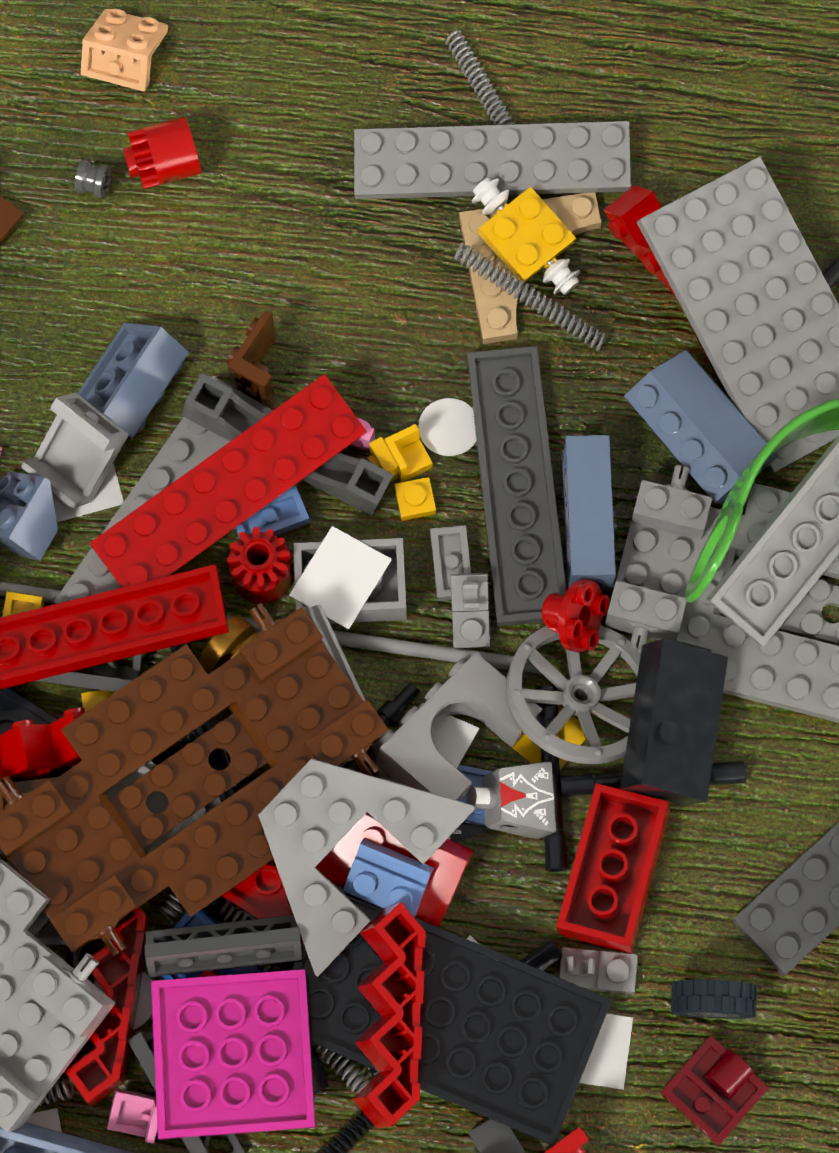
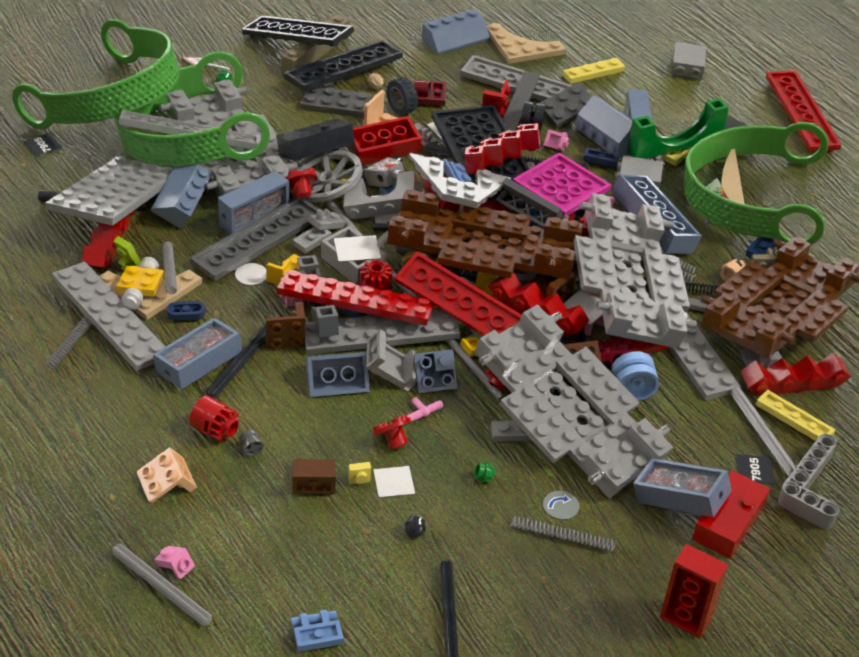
camera: 135 degrees left, 30 degrees down
(267, 280) = (237, 364): none -> black axle
(312, 218) = (197, 353): none -> sand blue brick
(423, 271) = (186, 310): none -> dark blue plate
(602, 252) = (128, 253): none -> lime plate
(689, 918) = (374, 110): none -> light nougat bracket
(819, 1014) = (375, 81): none -> tan plate

